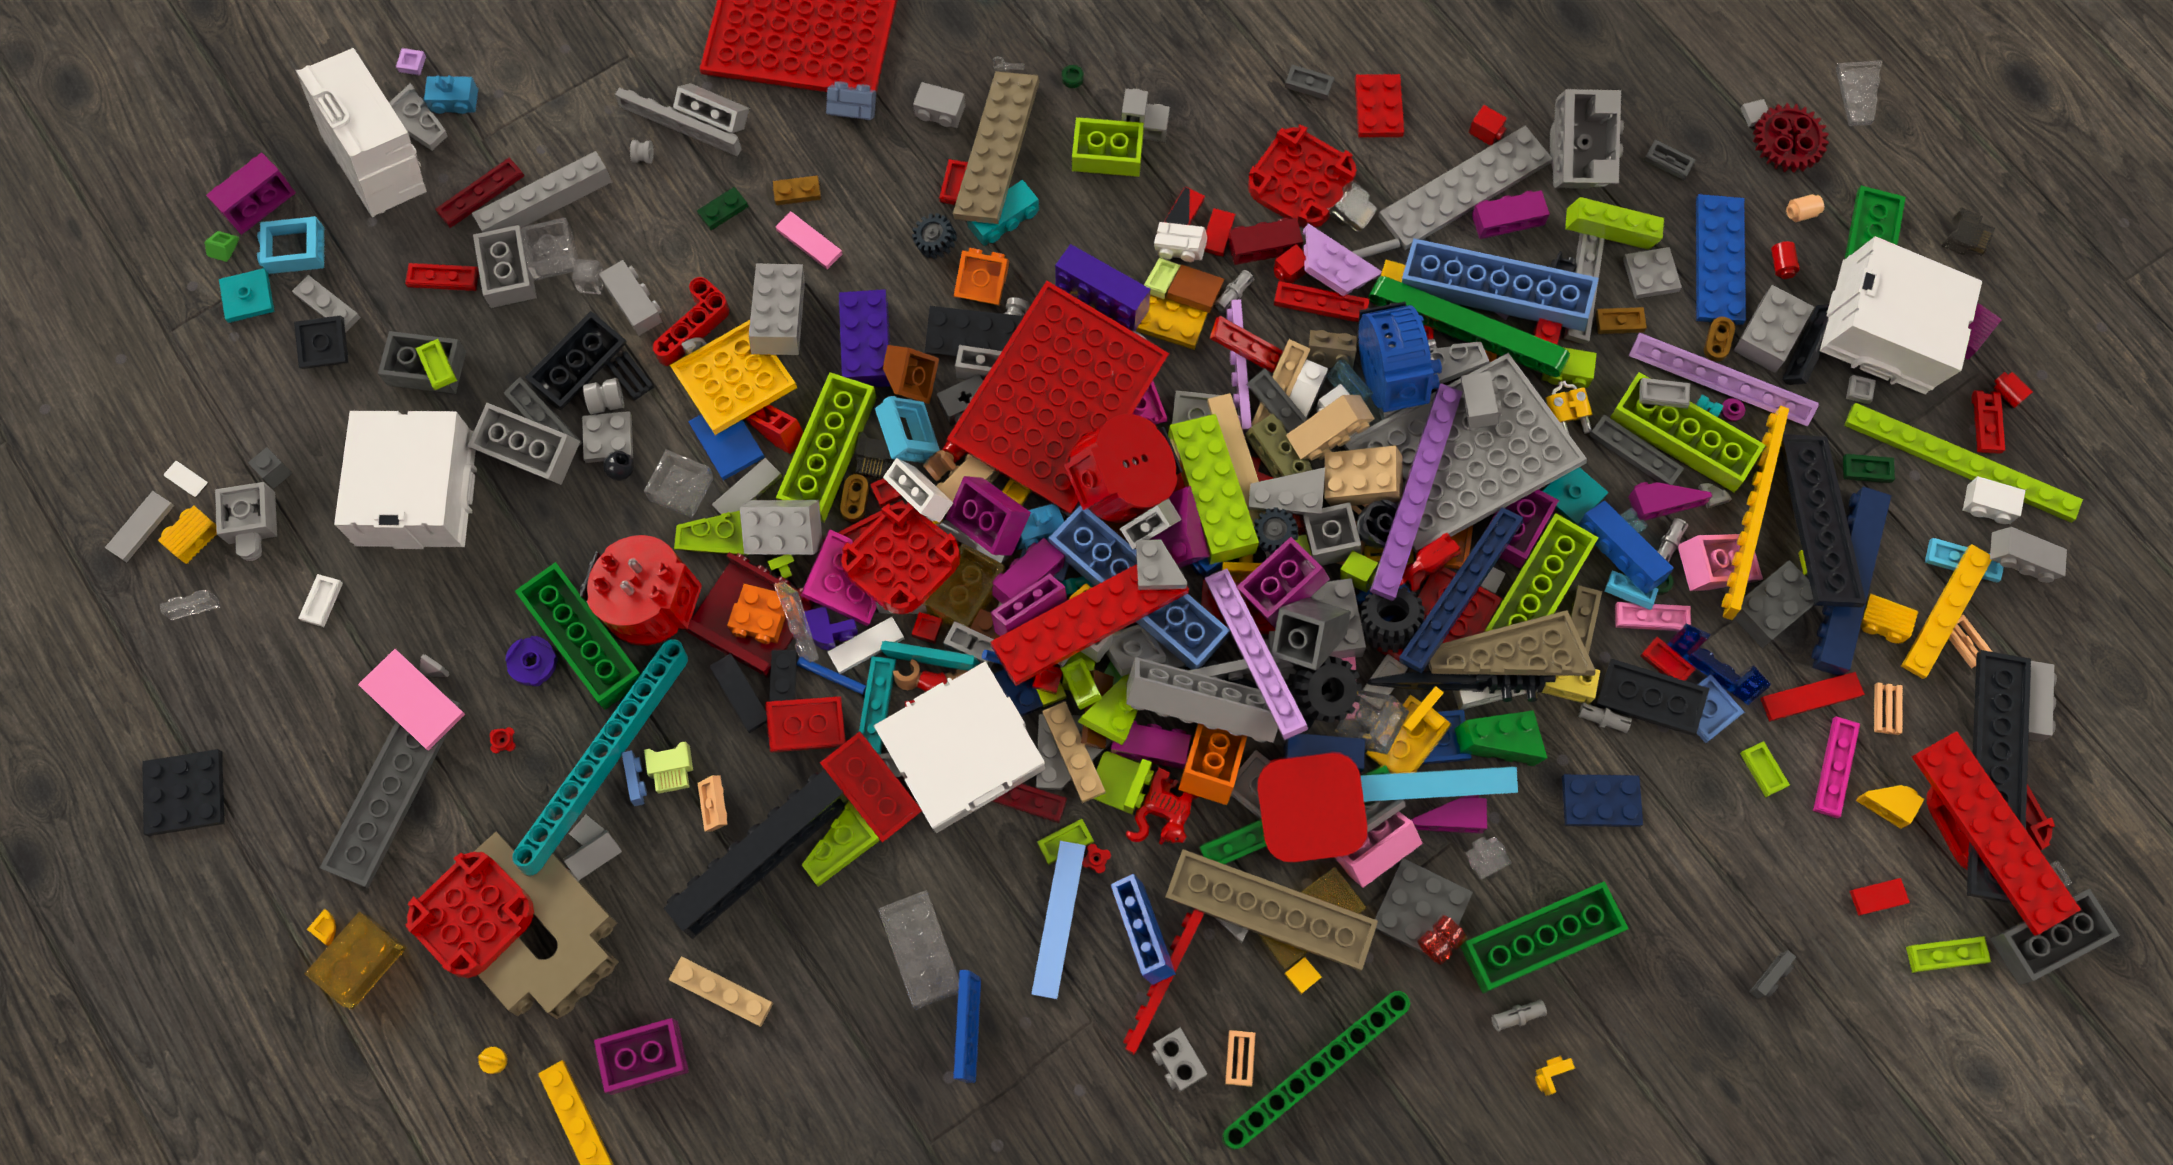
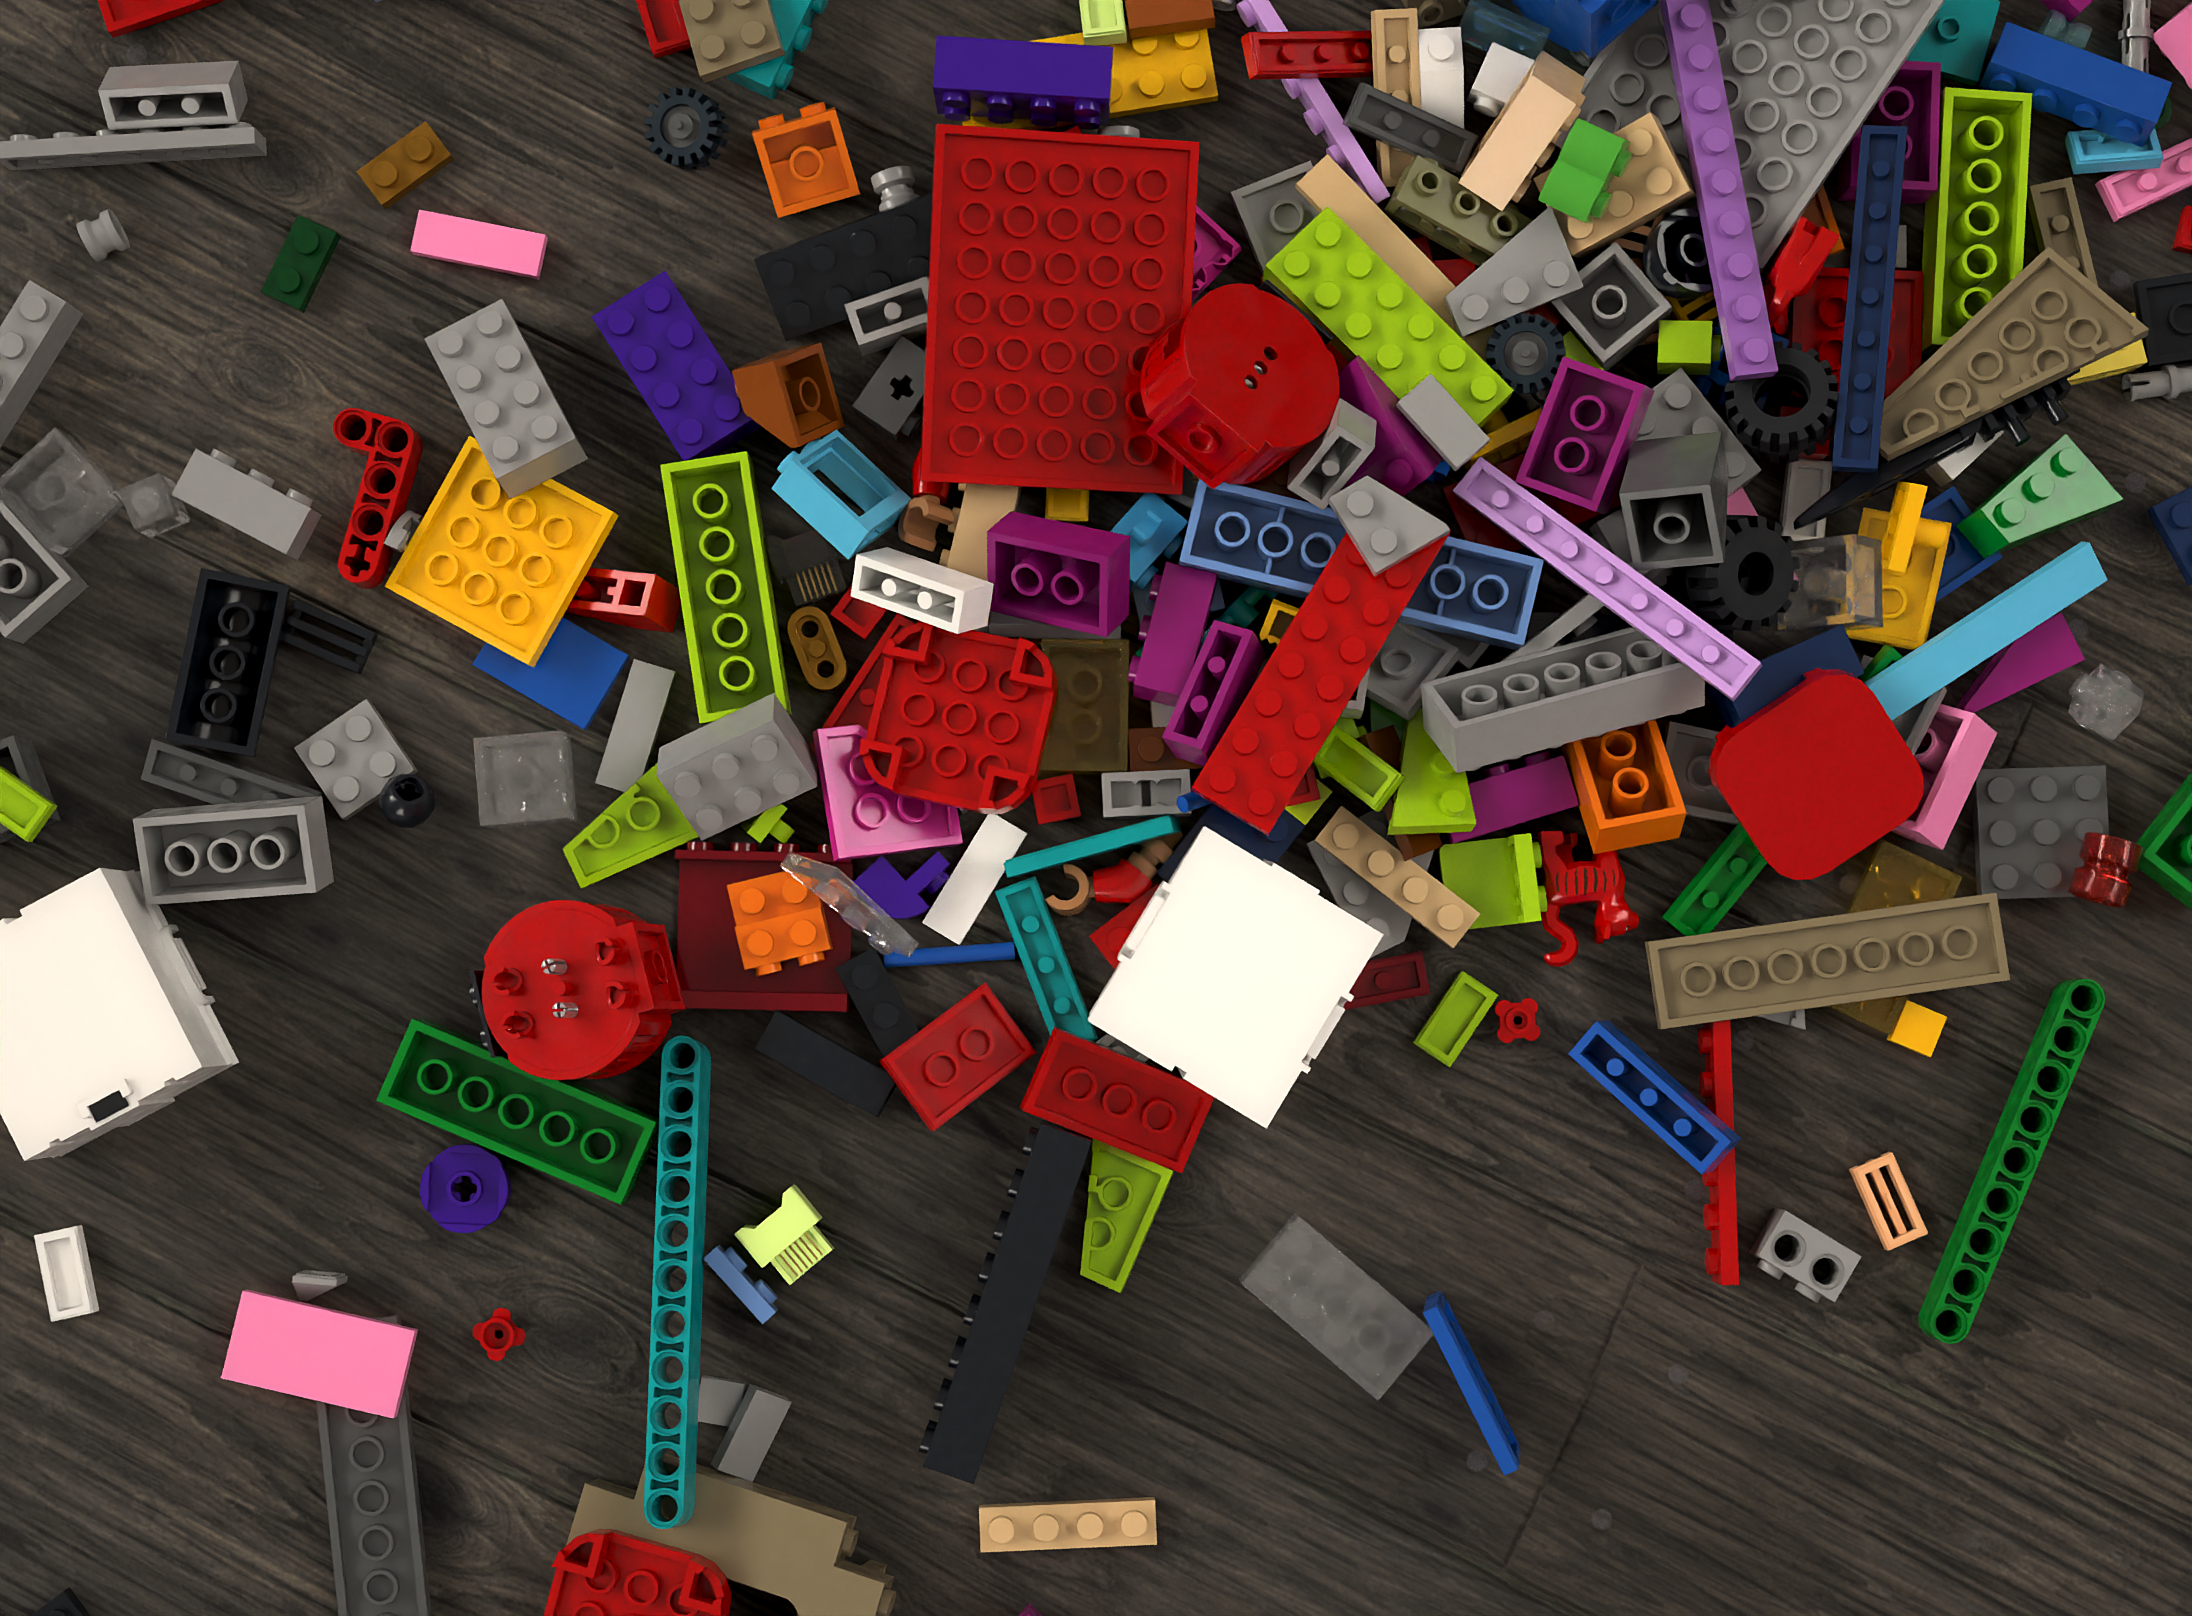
camera: 30 degrees left, 15 degrees up
(603, 396) = (309, 697): light grey wheel -> none
(712, 803) = (887, 1255): light nougat plate -> none
(1058, 920) = (1513, 1144): light blue tile -> none
(1213, 536) = (1443, 422): none -> light grey tile
(1348, 456) = (1585, 171): none -> bright green brick

